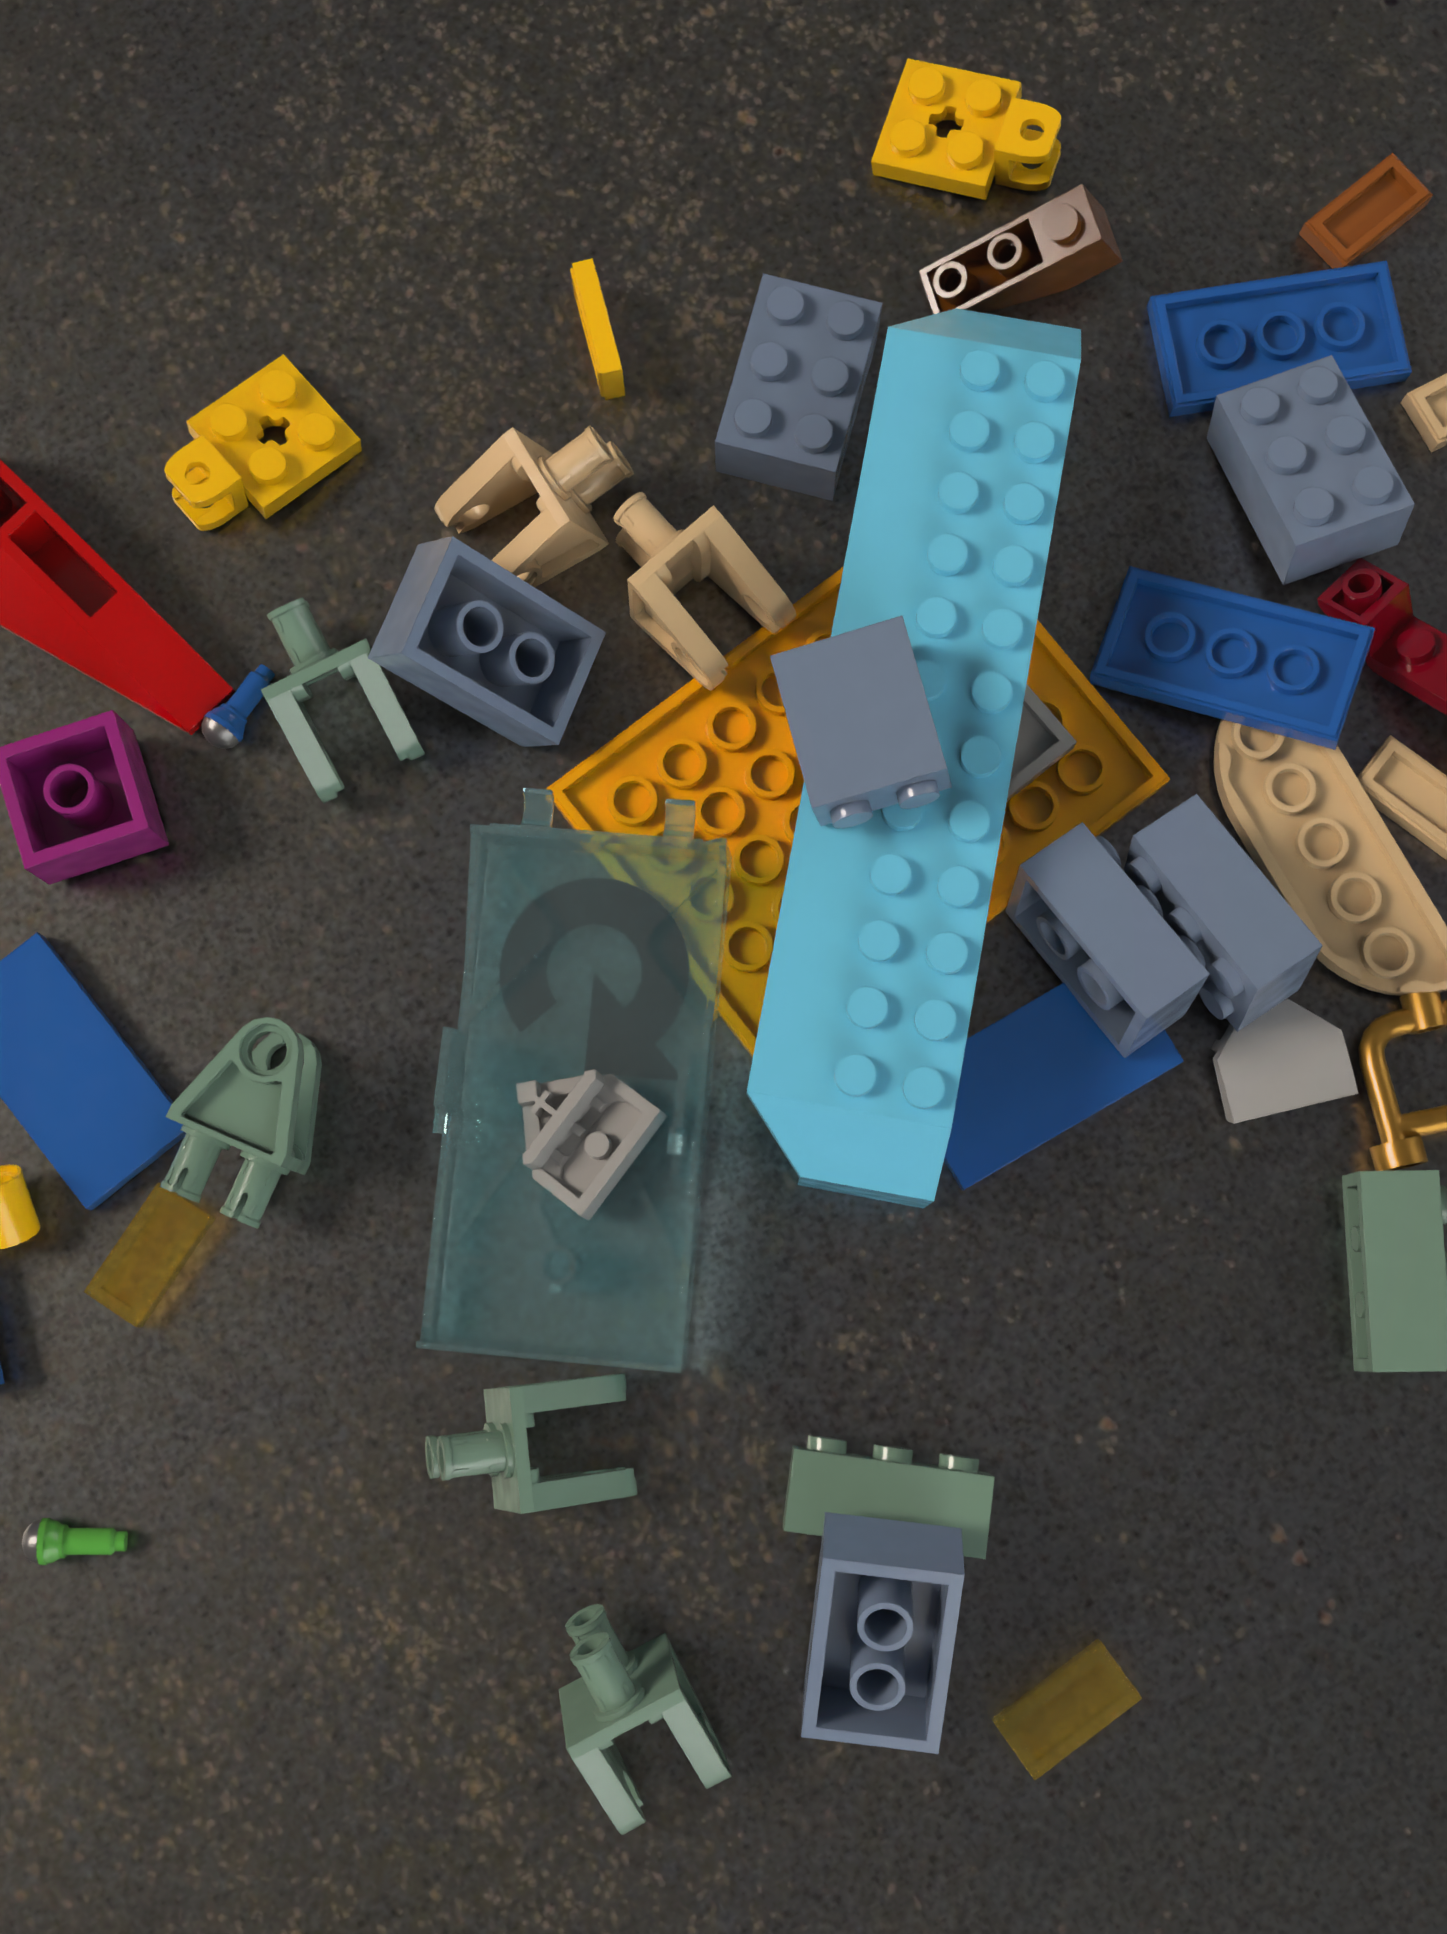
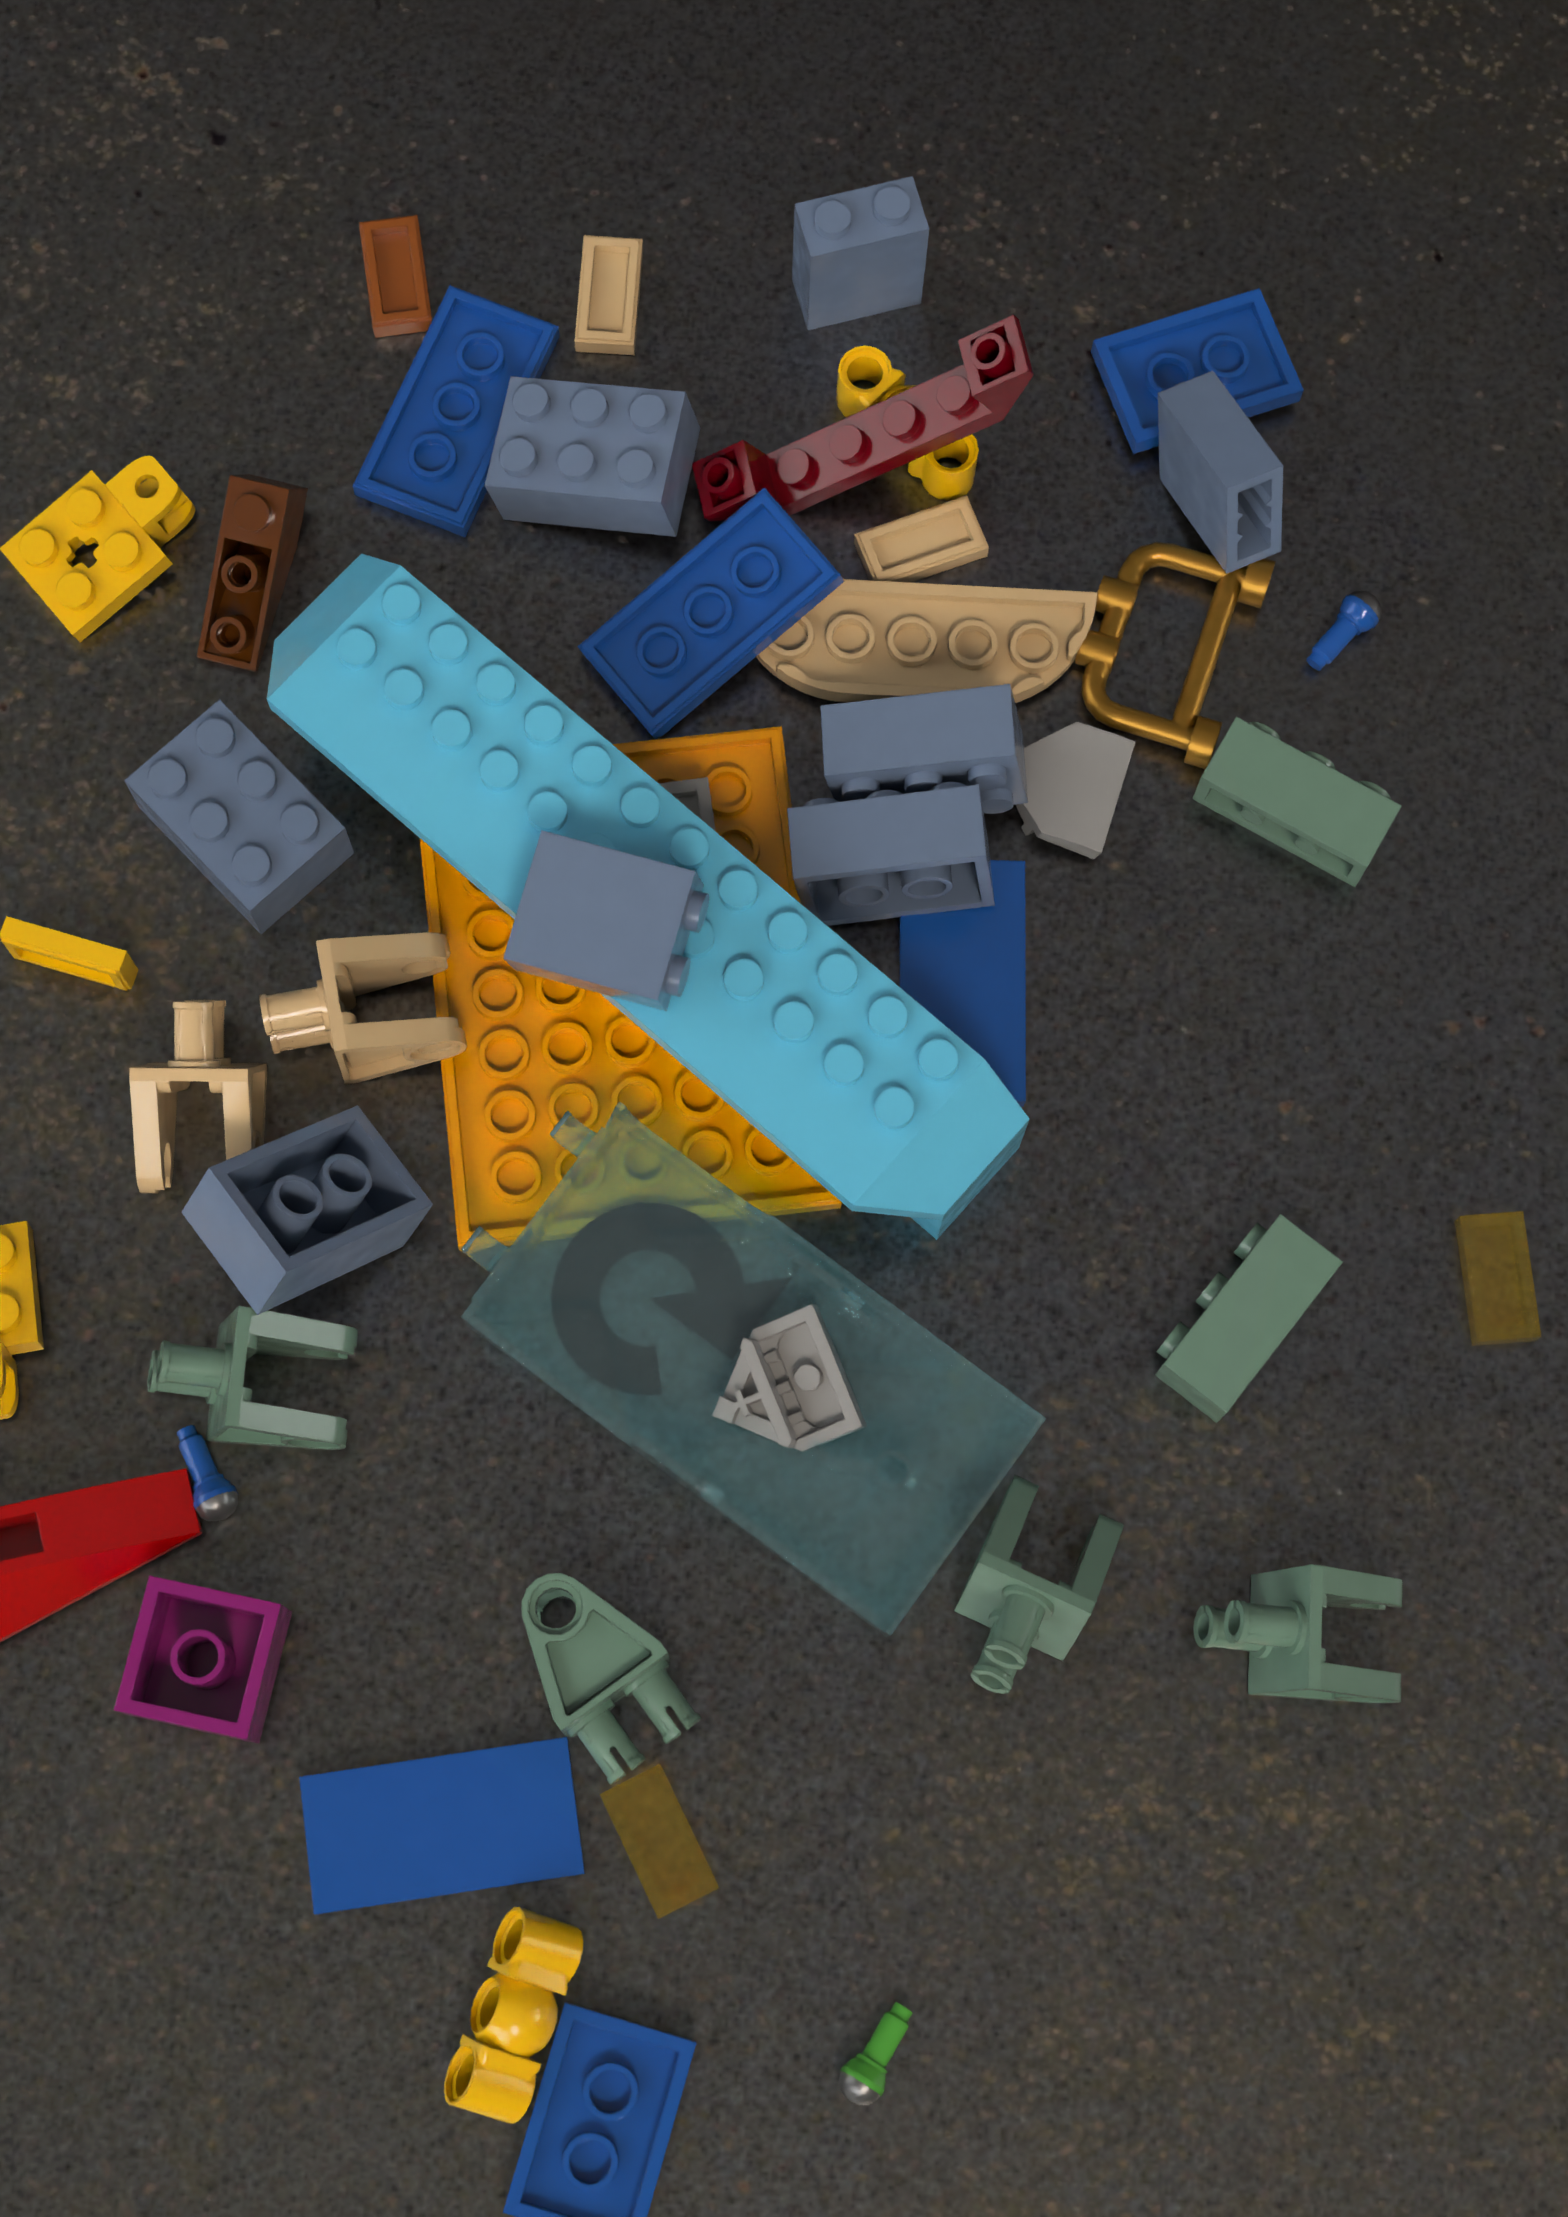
camera: 65 degrees left, 5 degrees down
(882, 1632) = (1356, 1377): sand blue brick -> none

